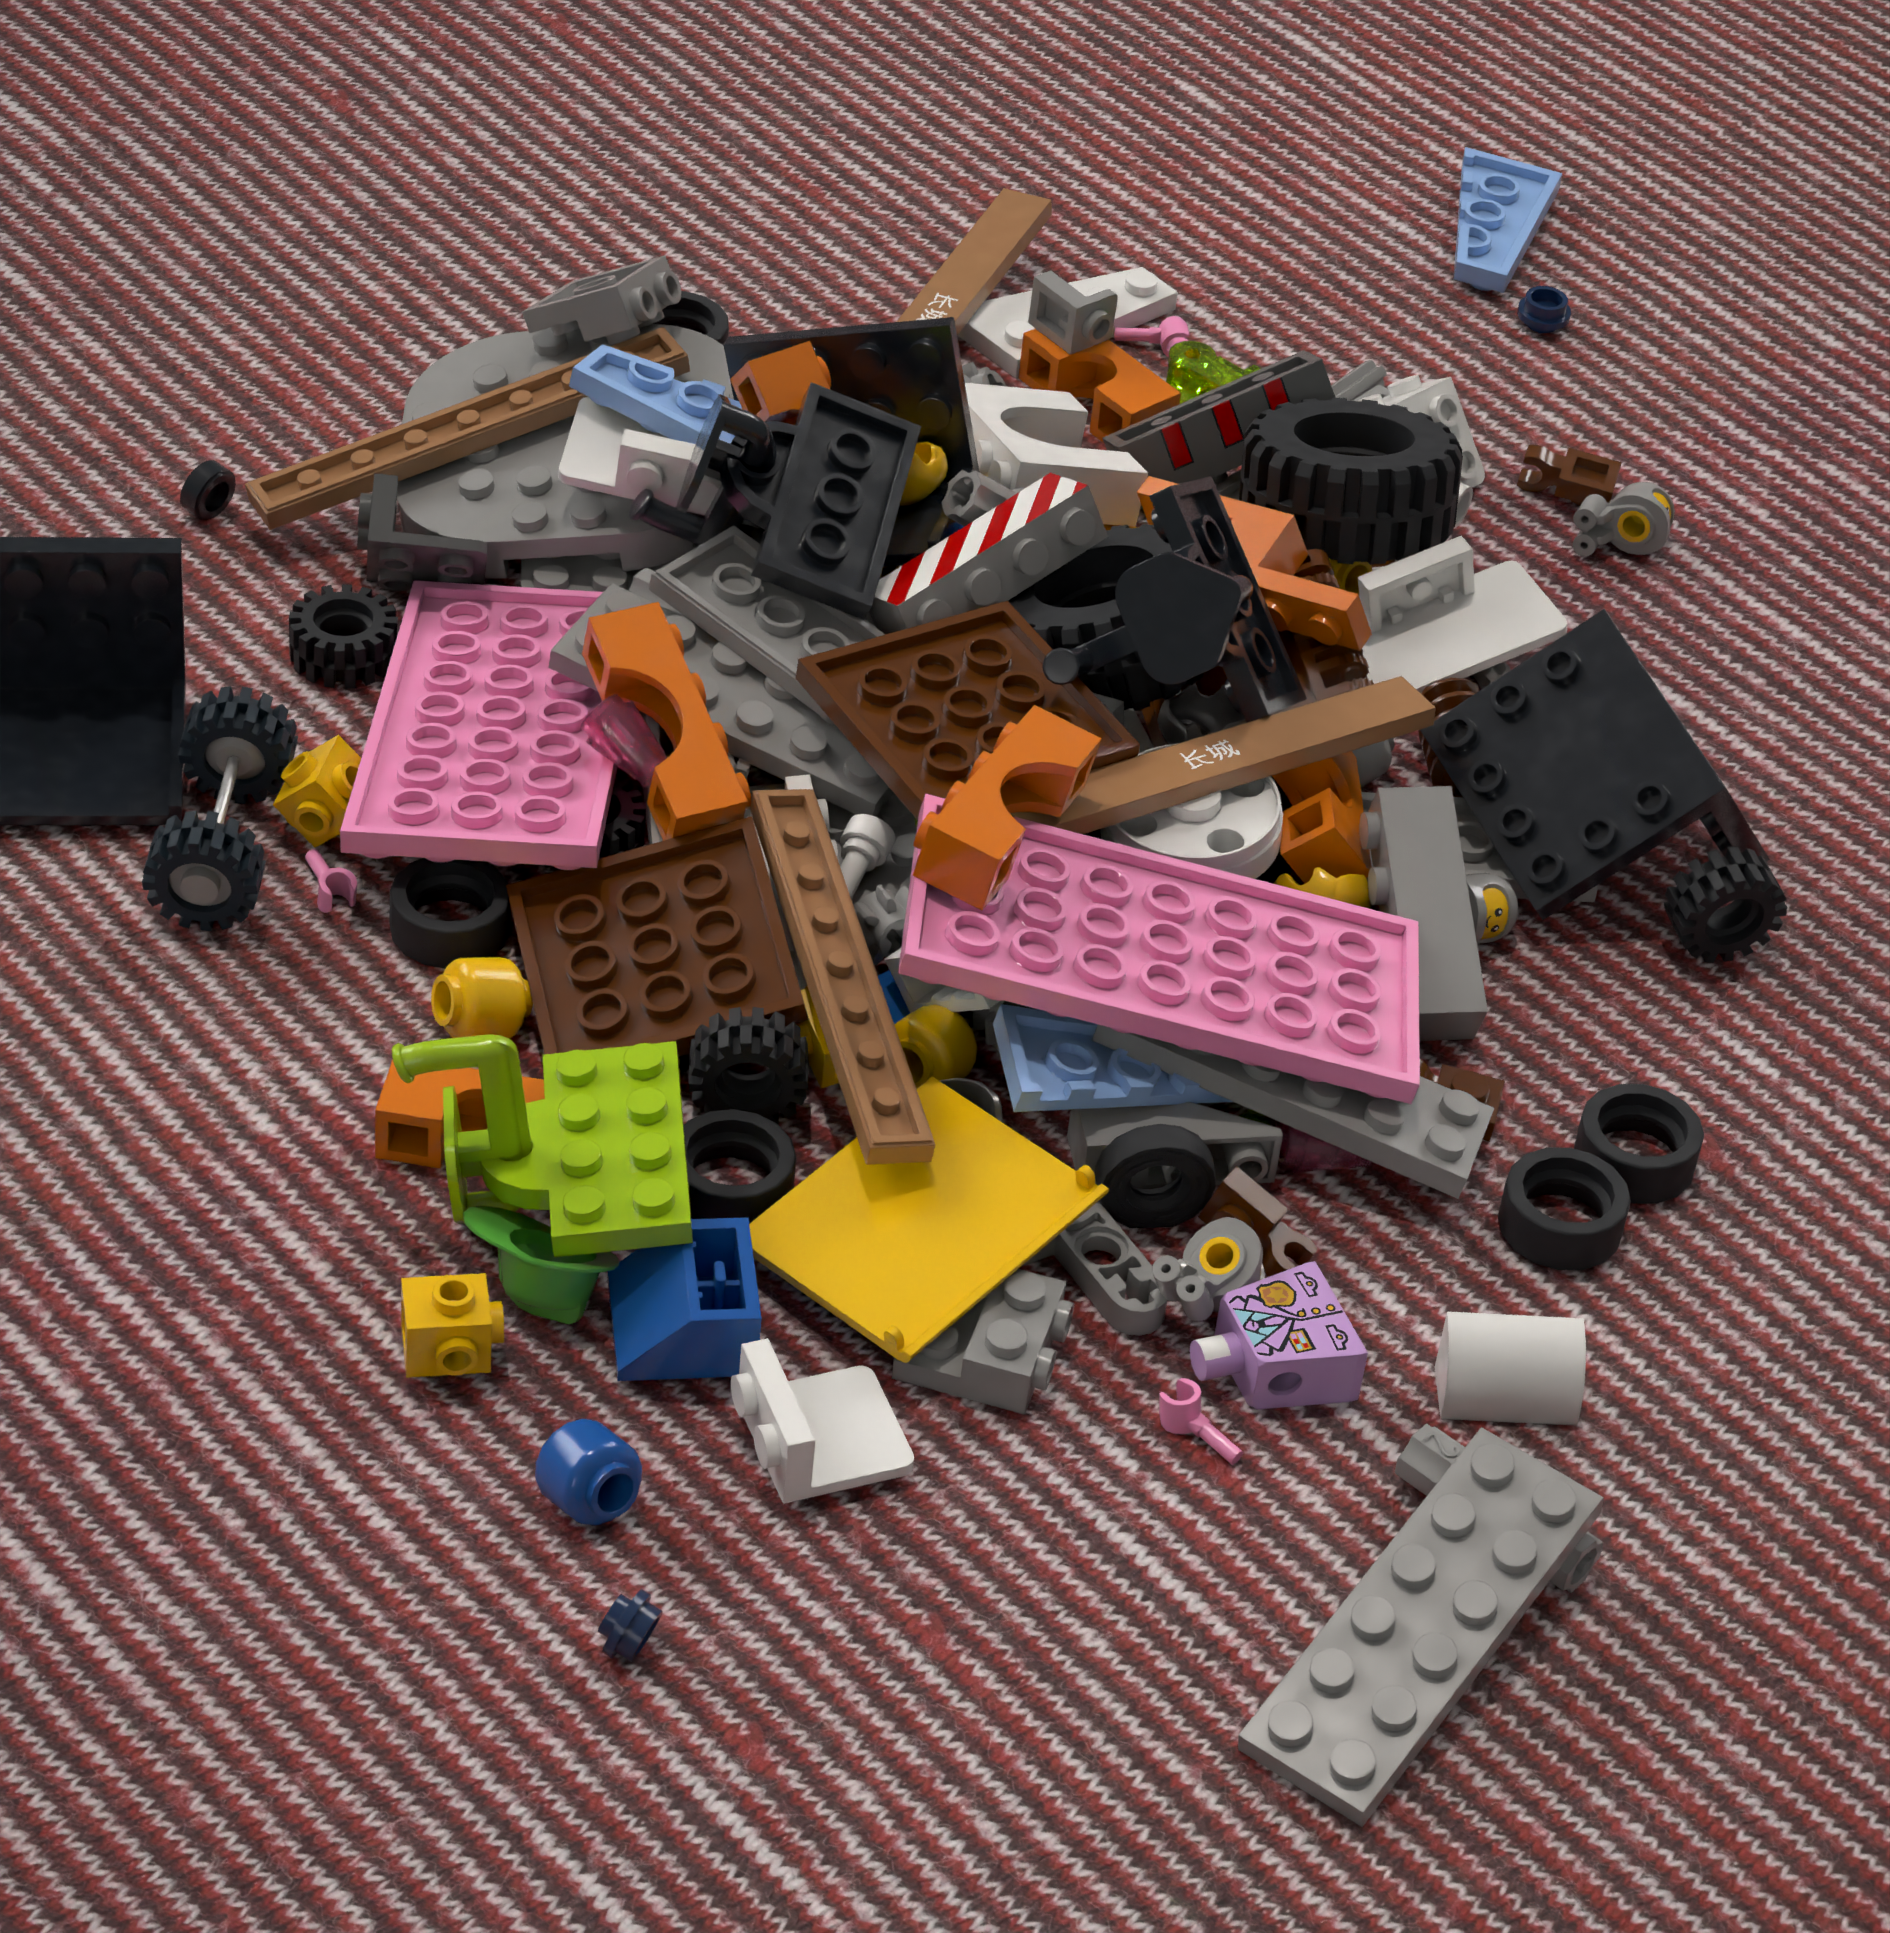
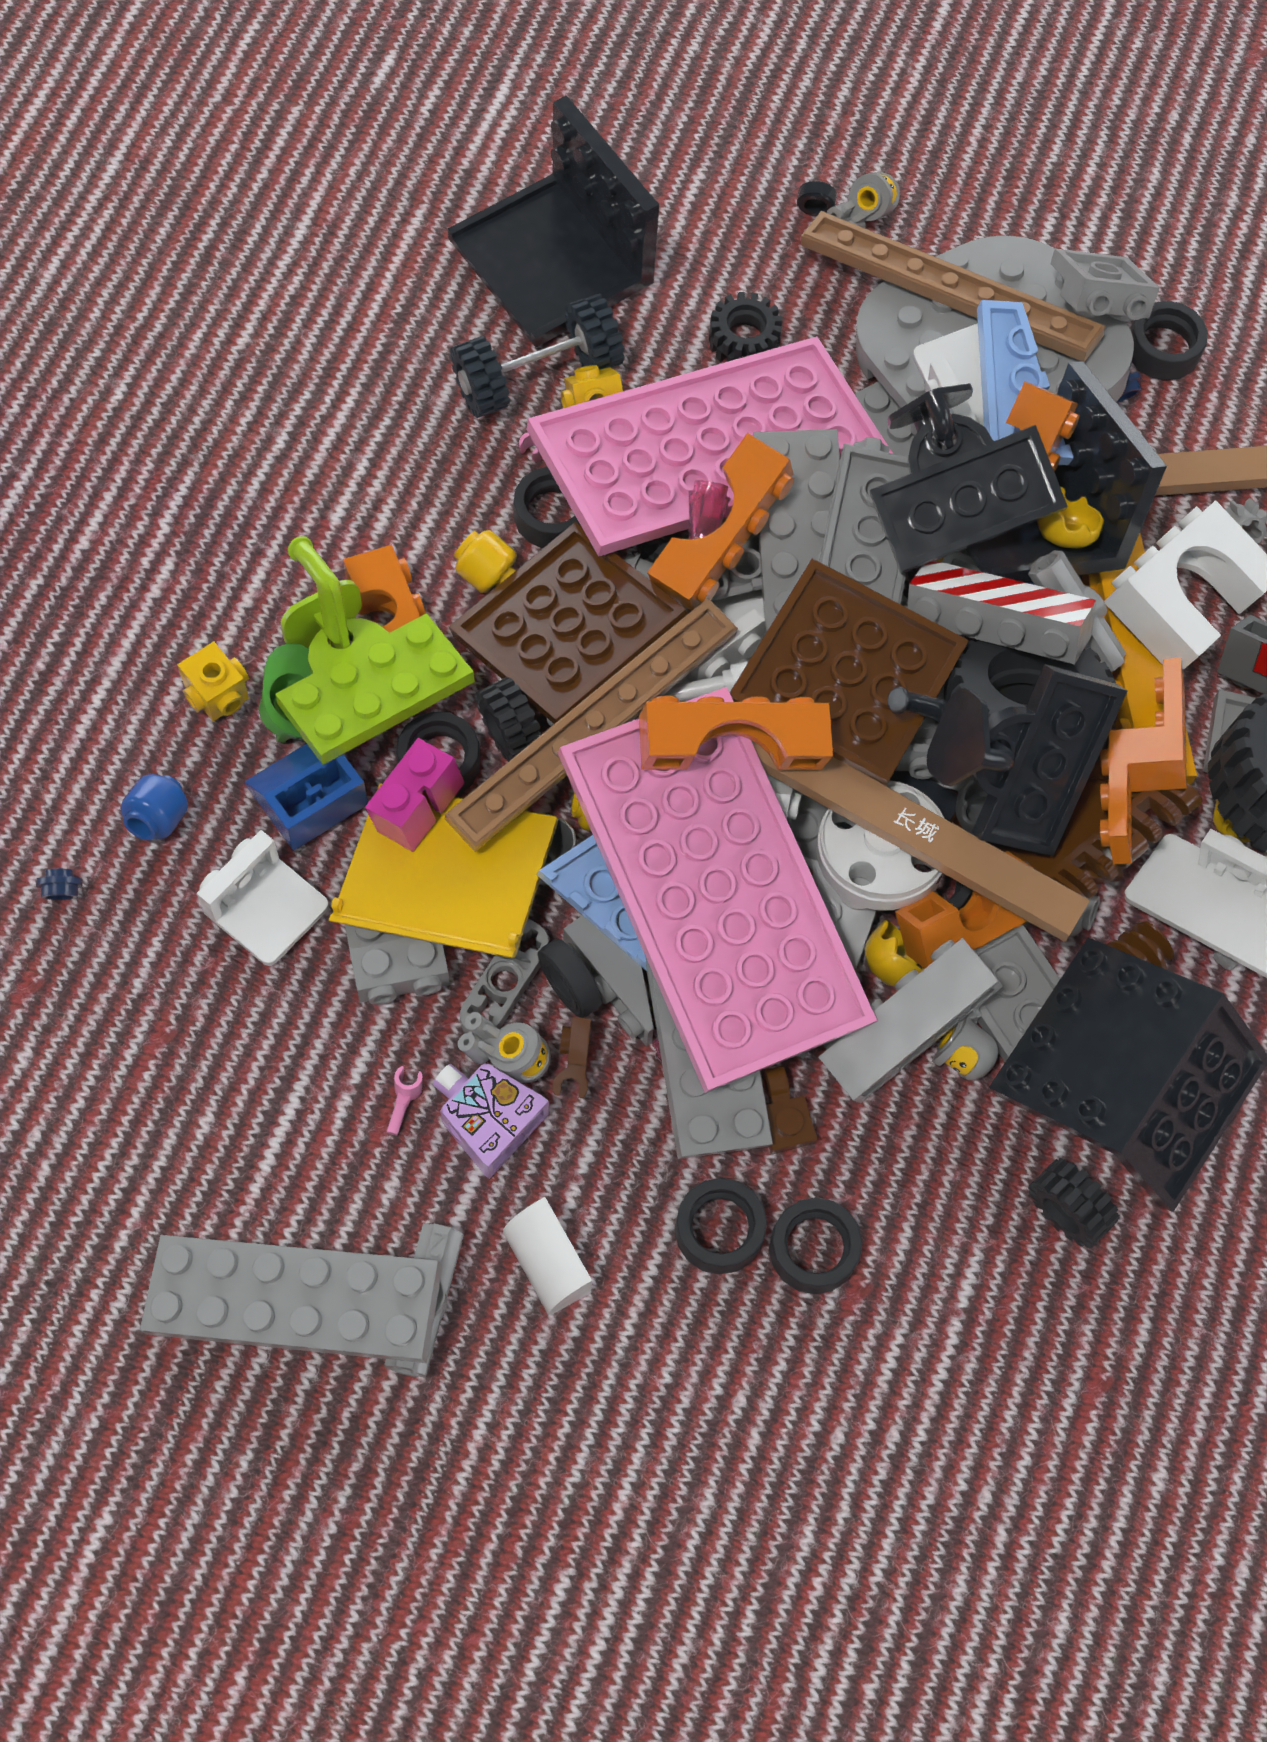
camera: 60 degrees right, 25 degrees up
(258, 442) = (869, 199): none -> light grey piece
(401, 557) = (823, 300): dark grey bracket -> none
(809, 1175) = (399, 806): none -> dark pink piece

